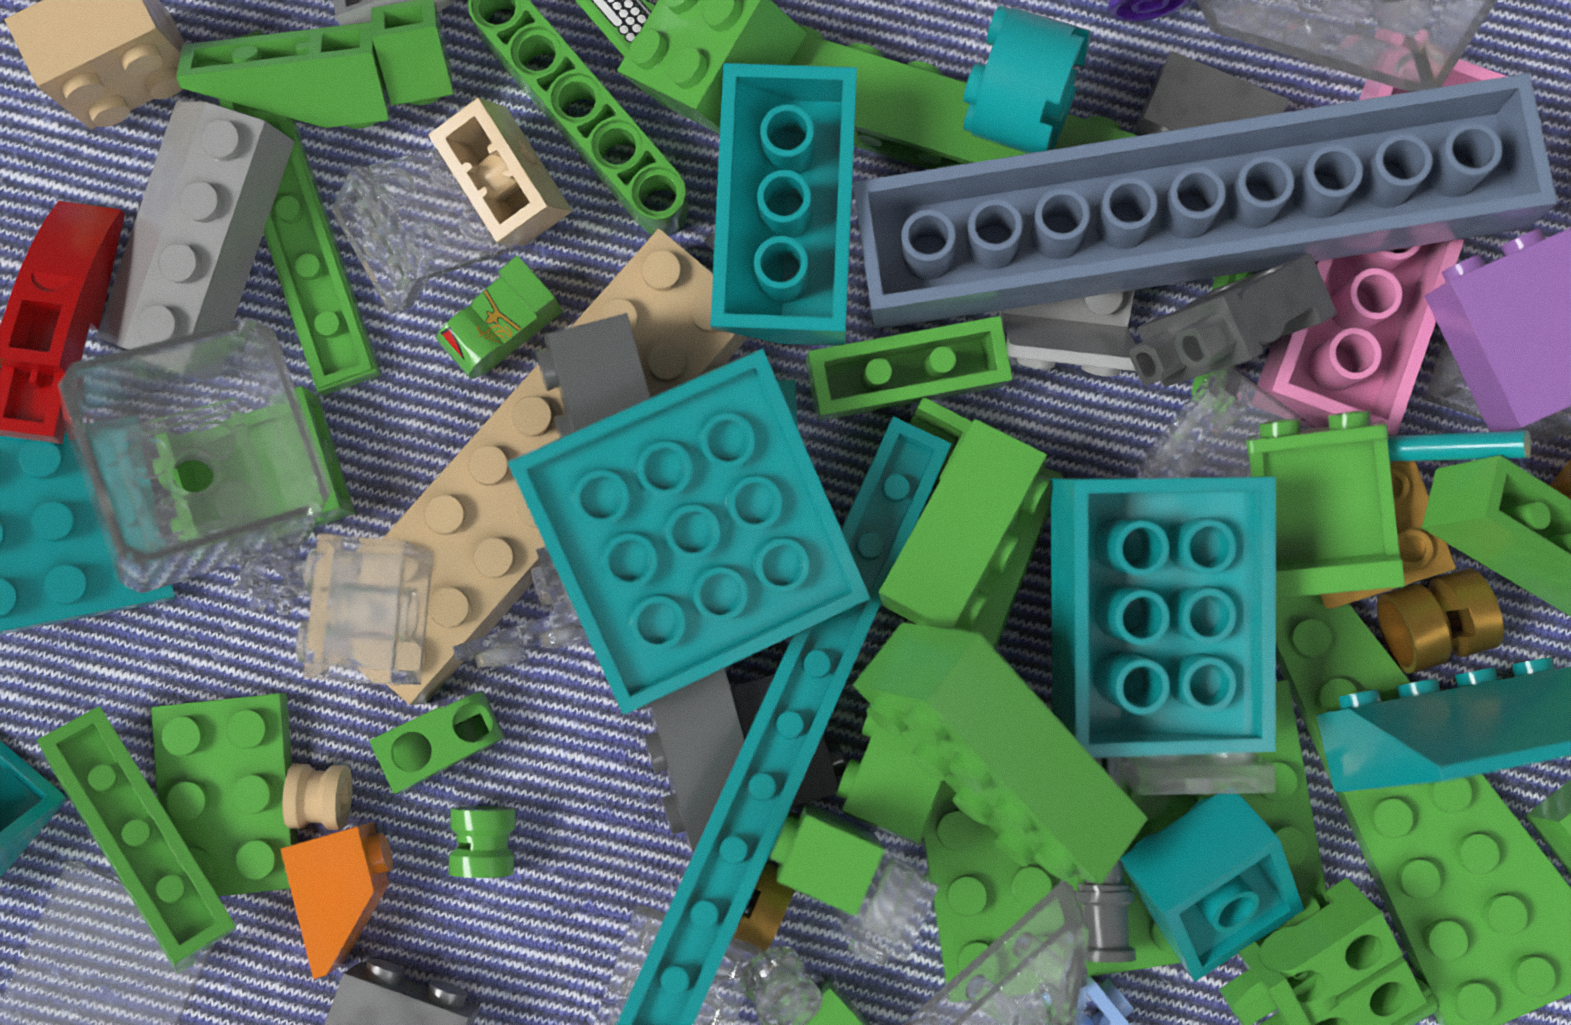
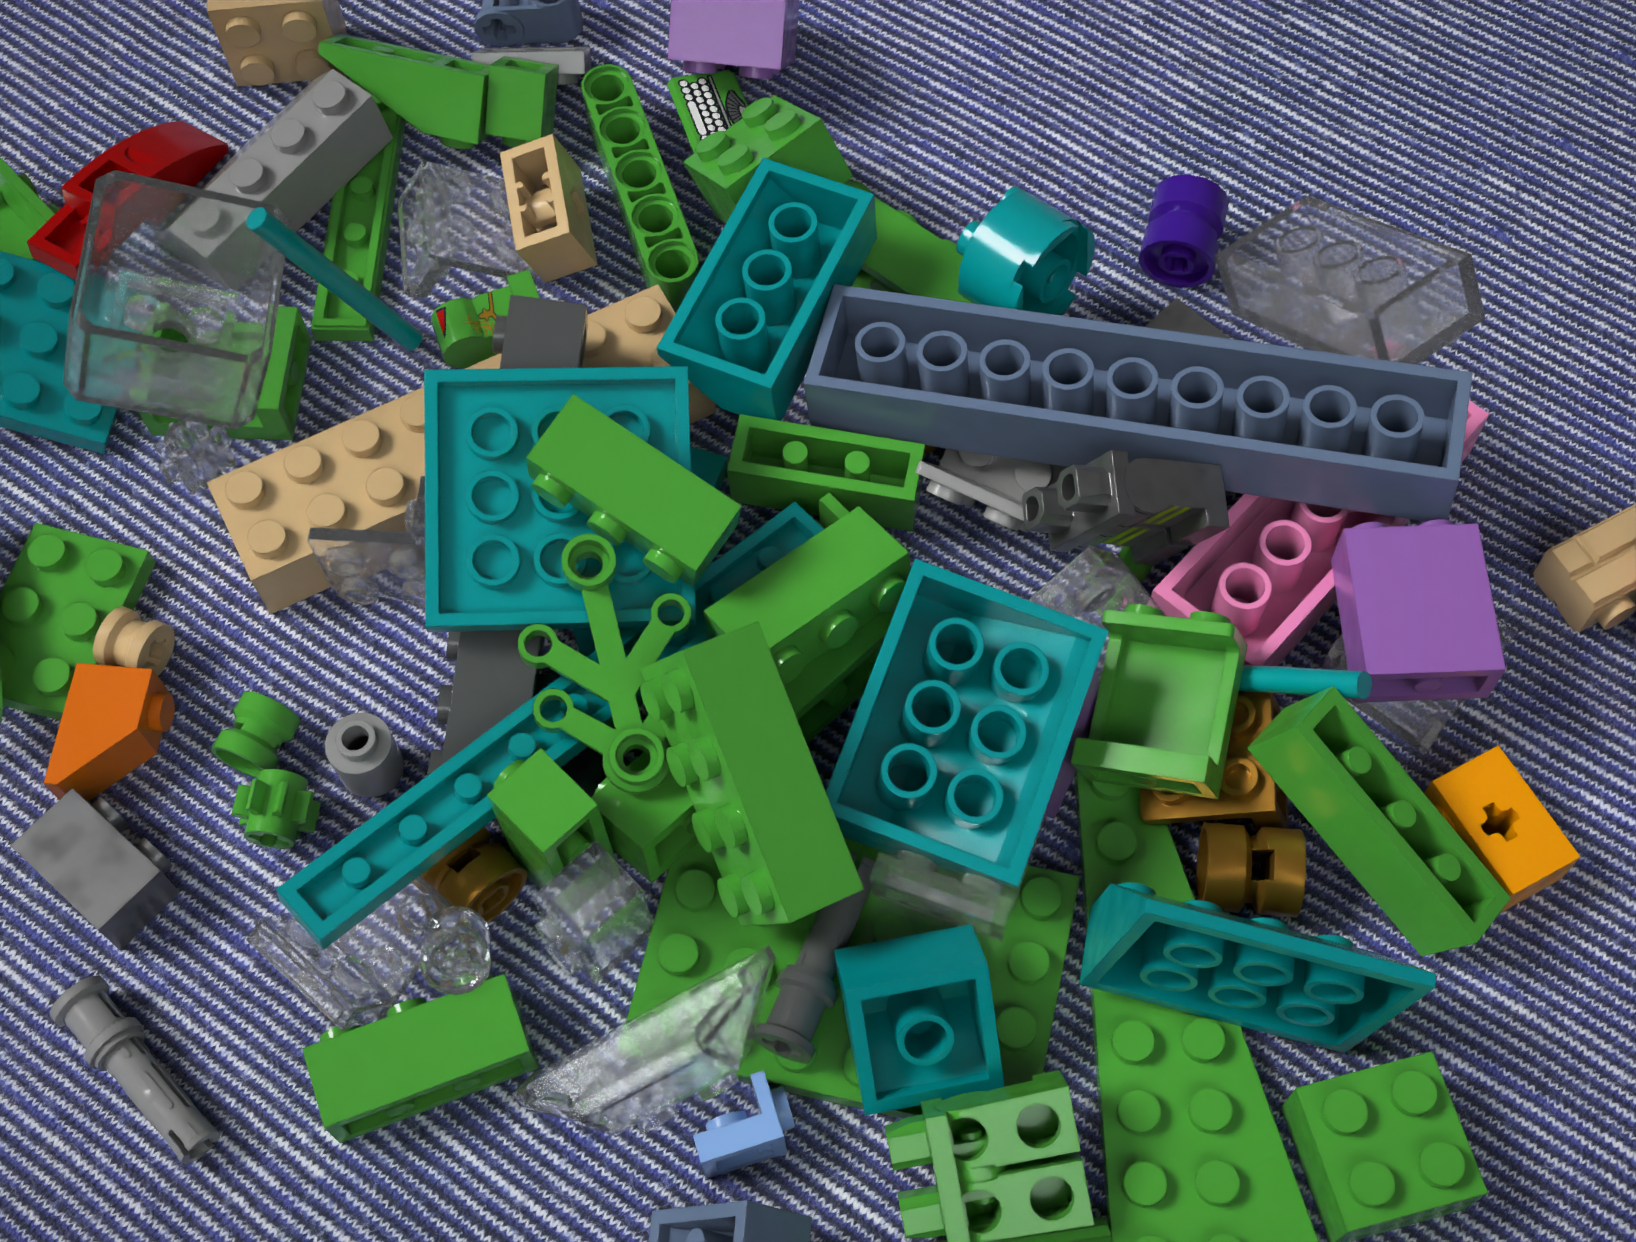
camera: 25 degrees right, 20 degrees down
(334, 361) = (333, 278): none -> teal bar
(365, 610) = (252, 463): clear brick -> none
(436, 741) = (259, 636): bright green leg -> none
(538, 907) = (276, 808): none -> bright green gear
(614, 813) = (364, 754): none -> light grey brick
(772, 515) = (631, 492): none -> bright green brick
(826, 692) = (614, 678): none -> bright green plant

